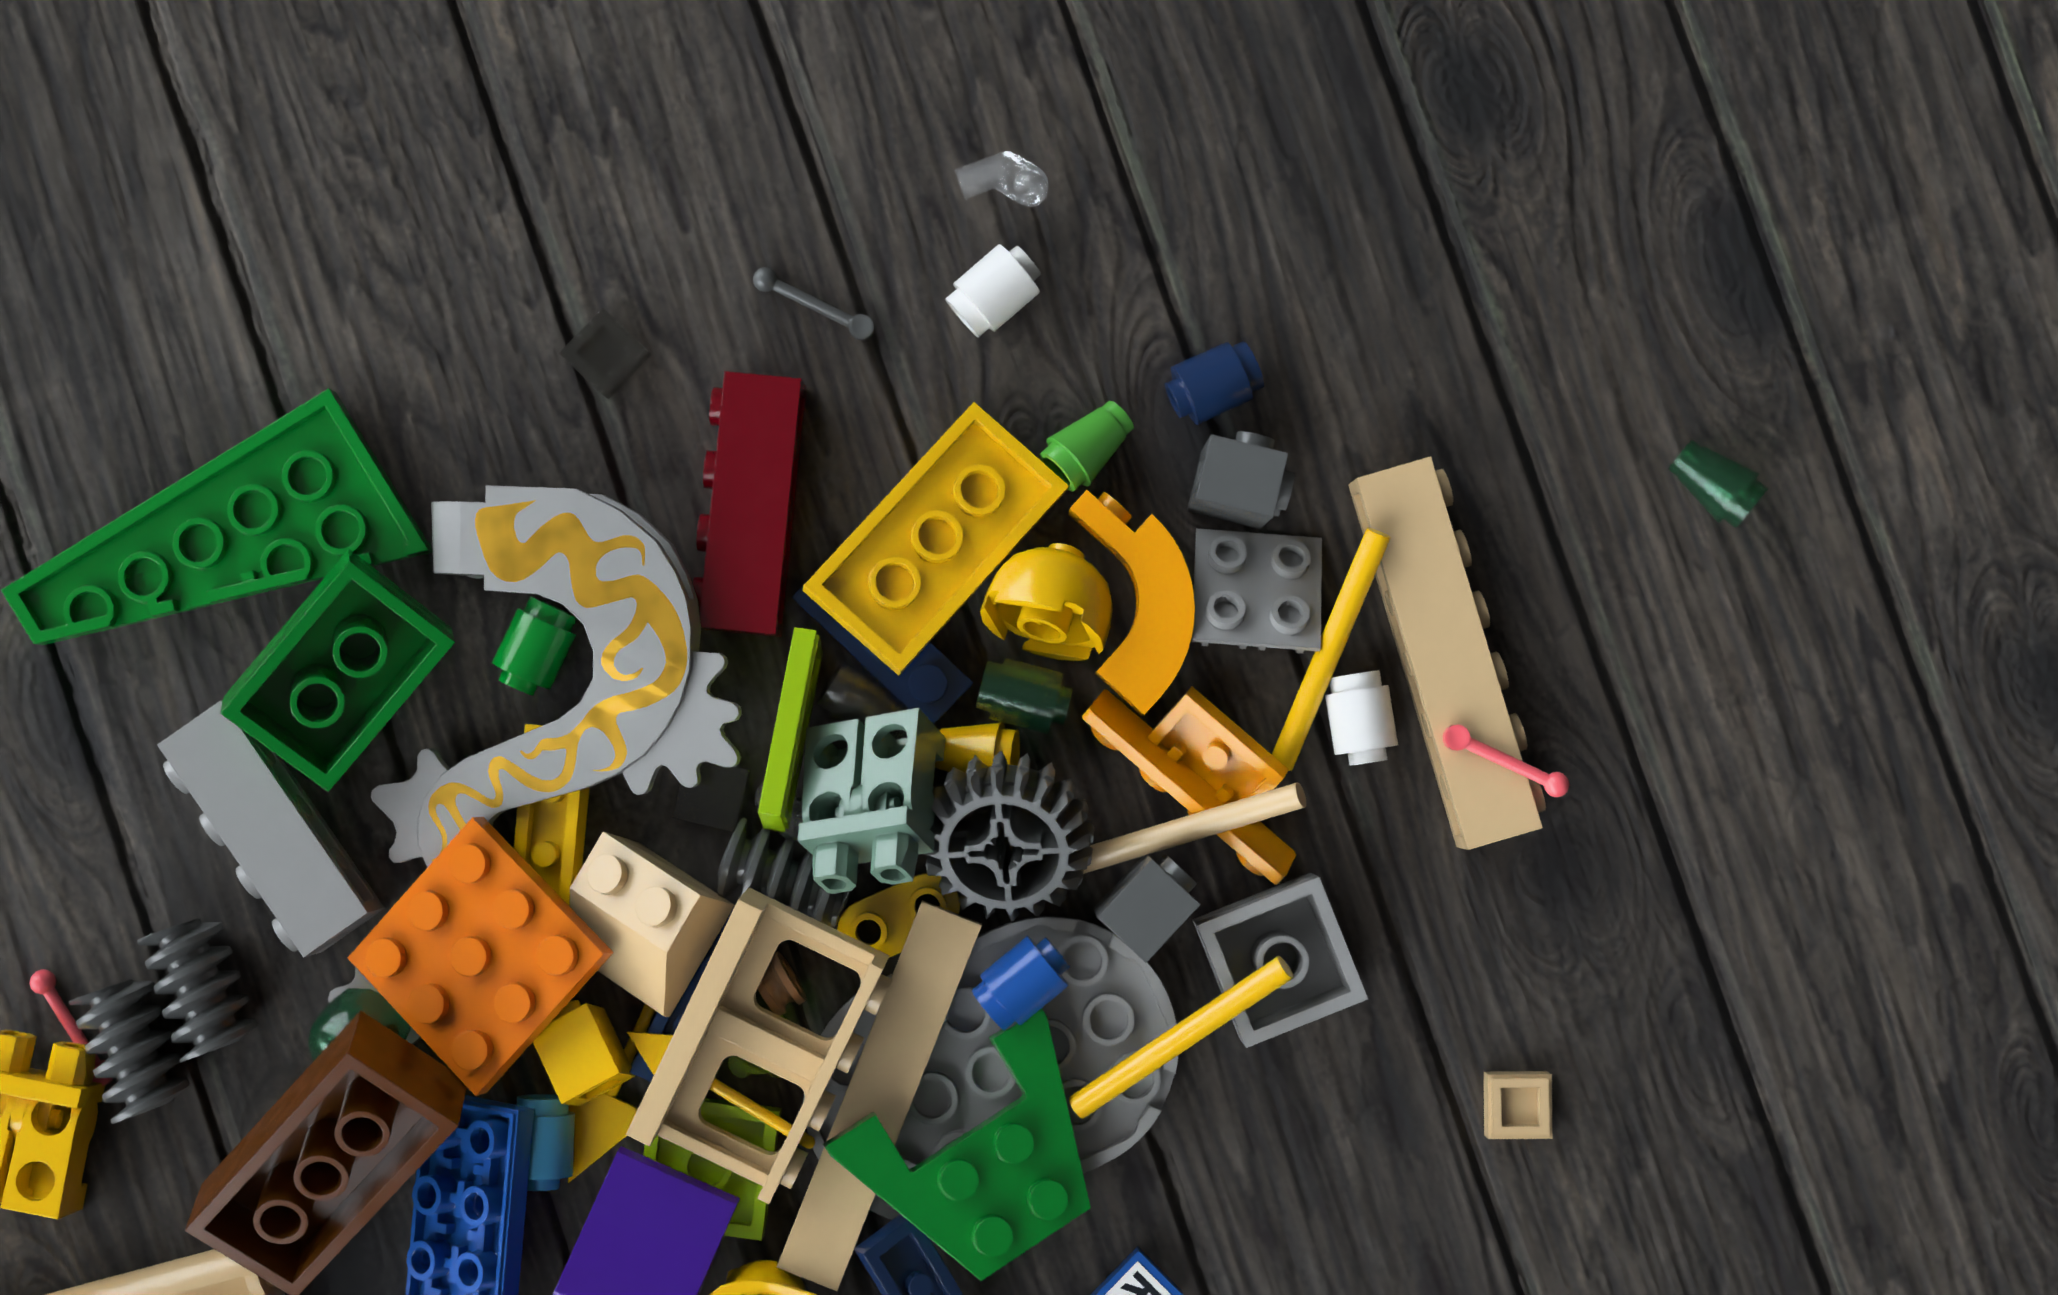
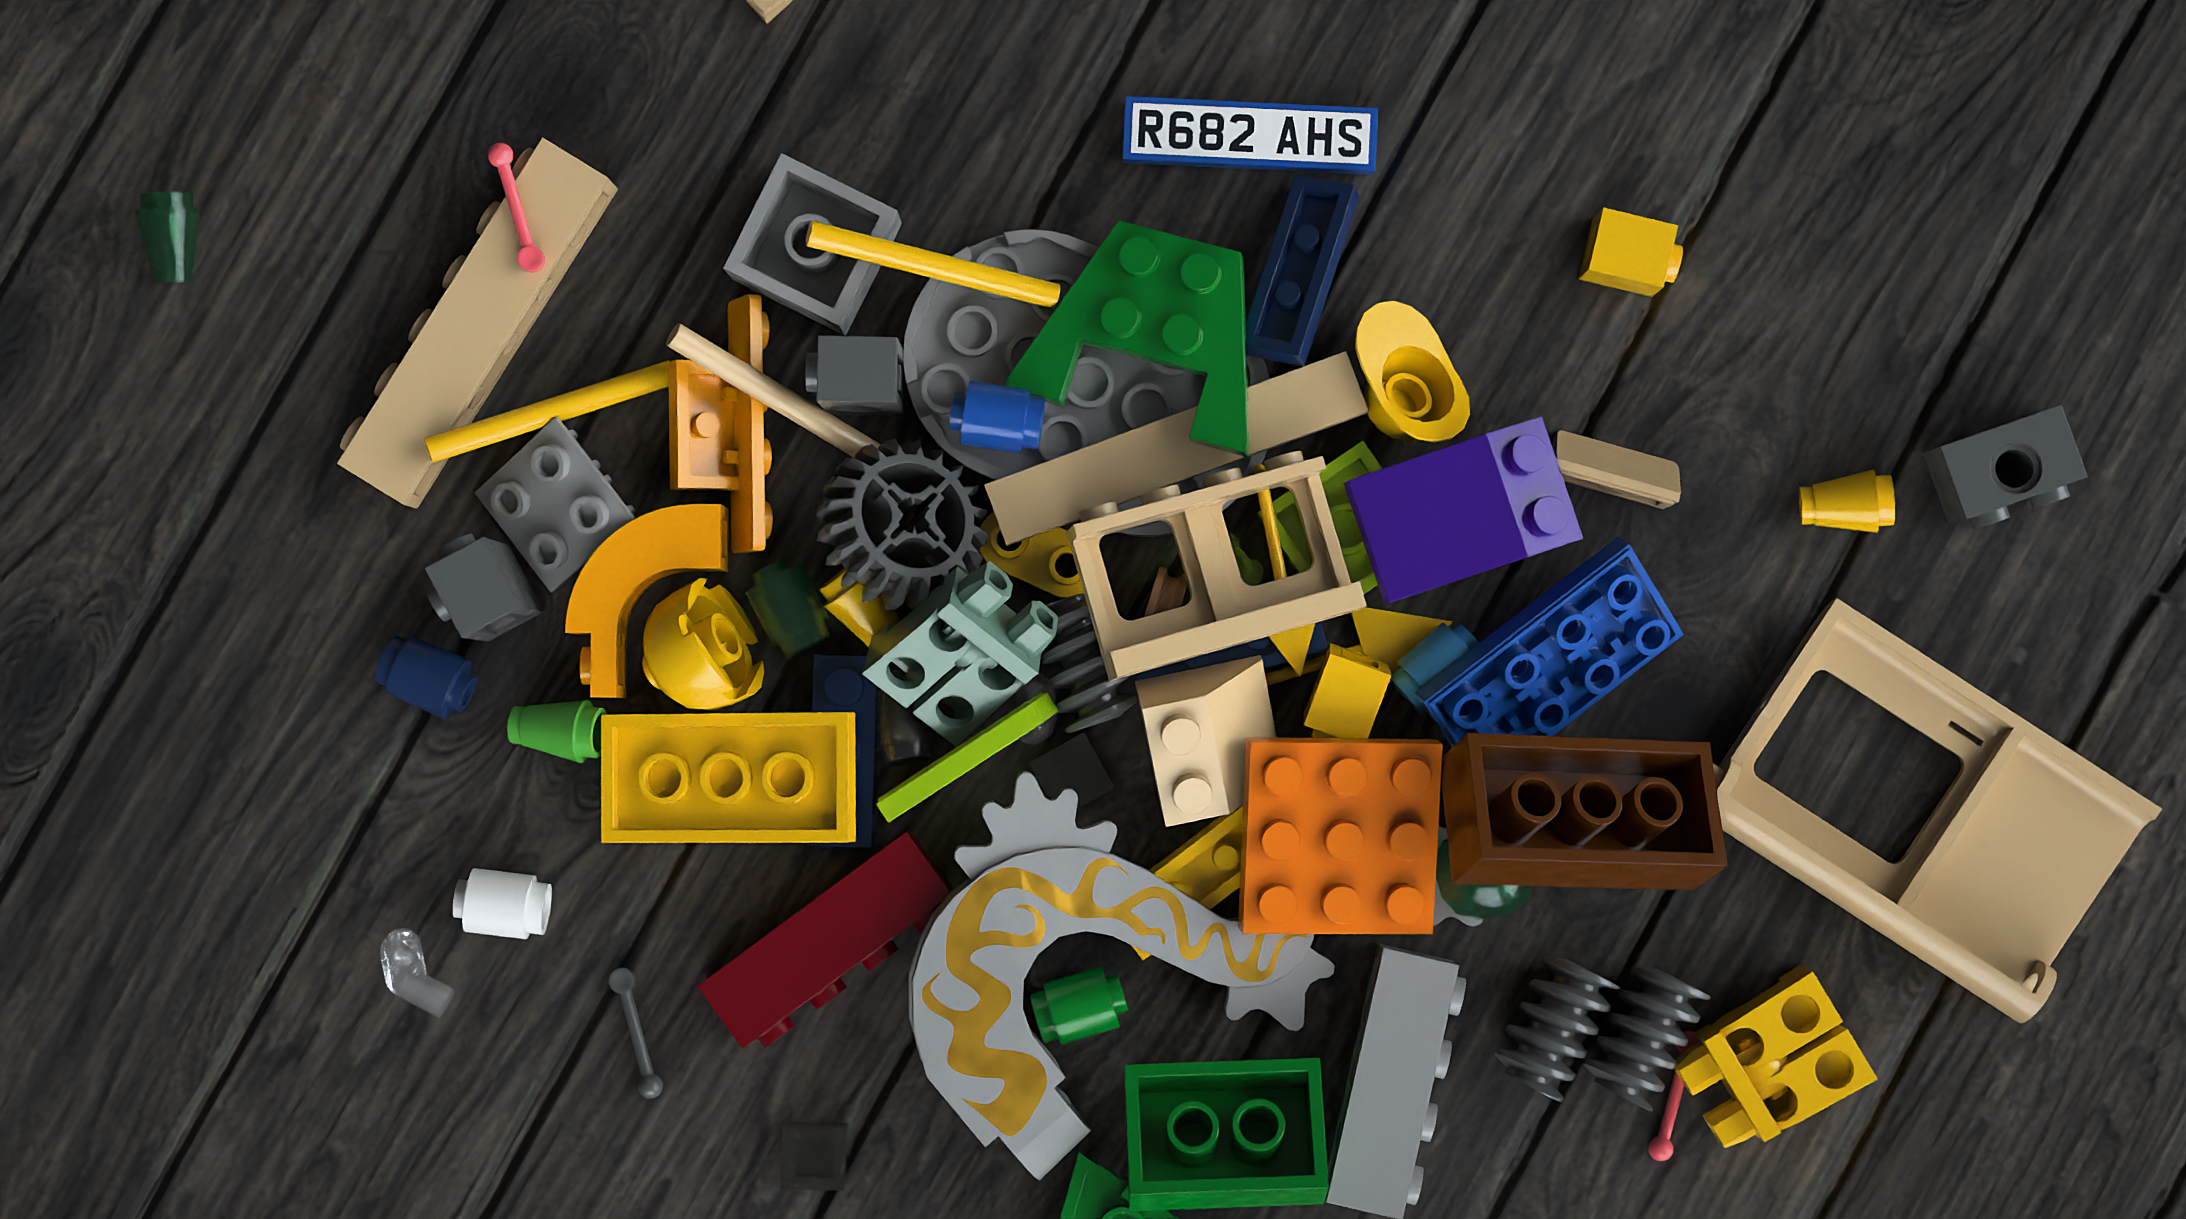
camera: 130 degrees left, 0 degrees up
(1361, 717) = (581, 343): white brick -> none

